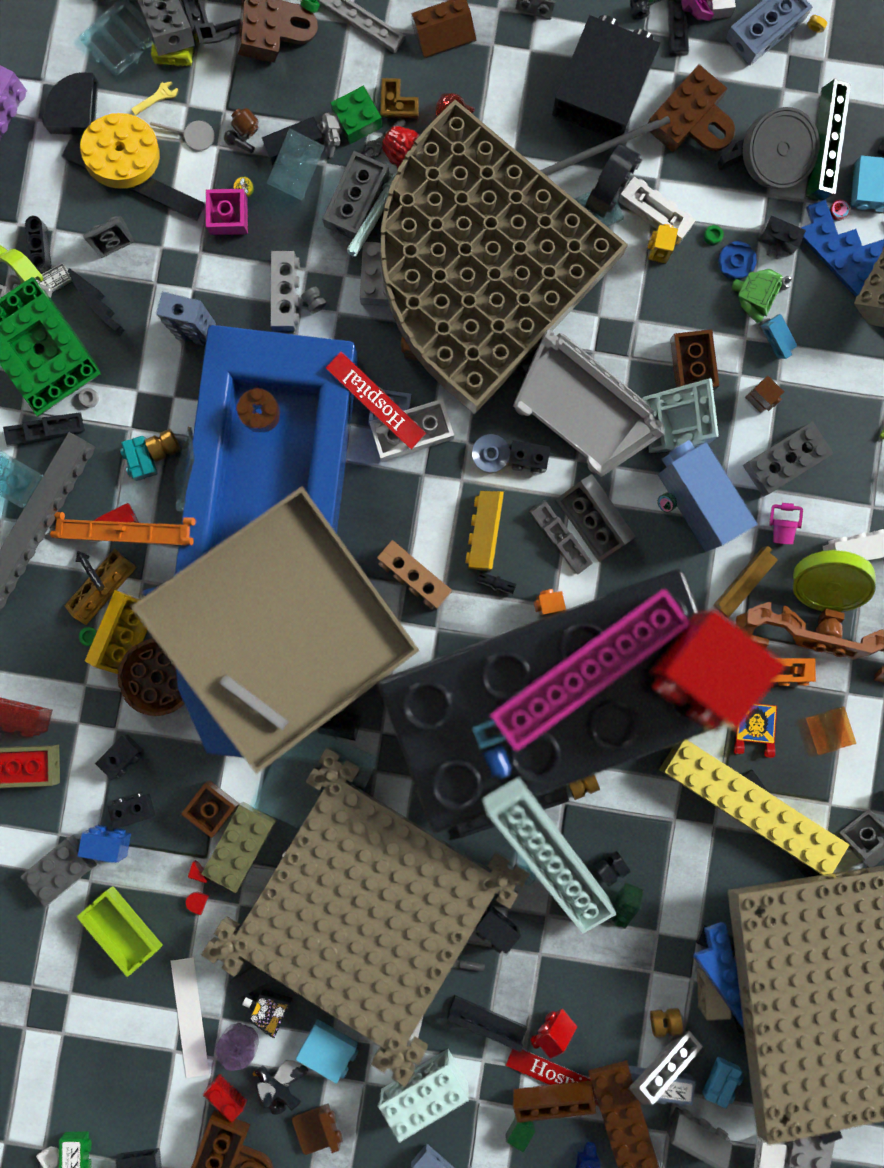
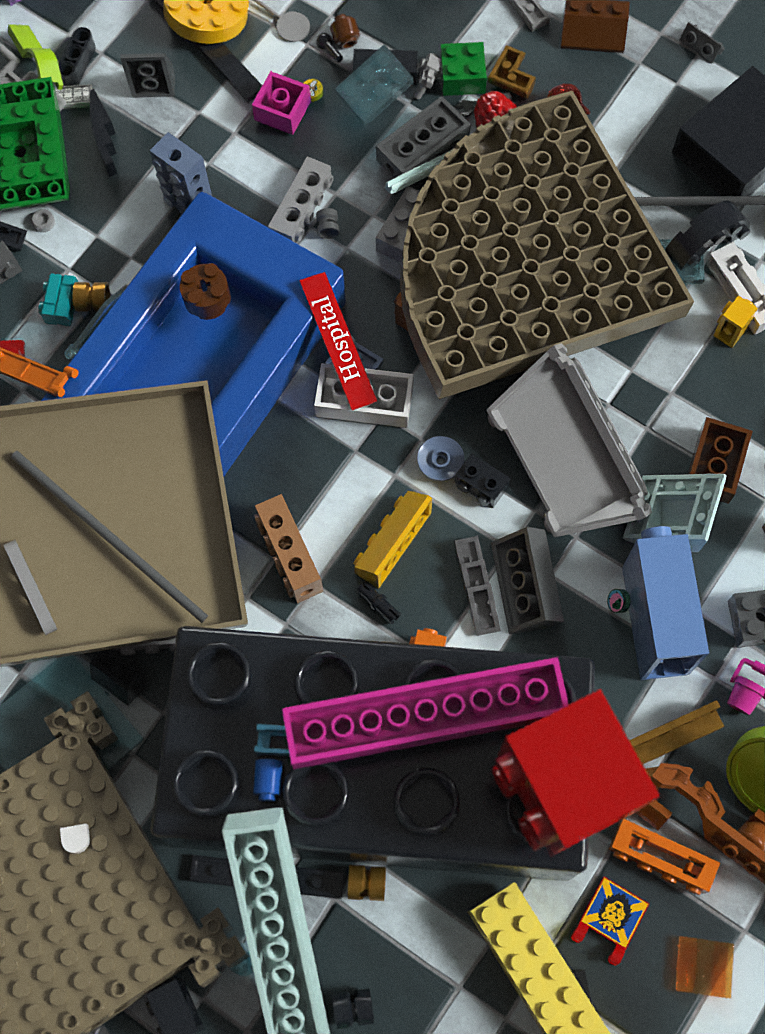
camera: 25 degrees right, 15 degrees down
(289, 637) = (110, 537): none -> dark grey piece
(375, 854) = (75, 838): none -> white tile

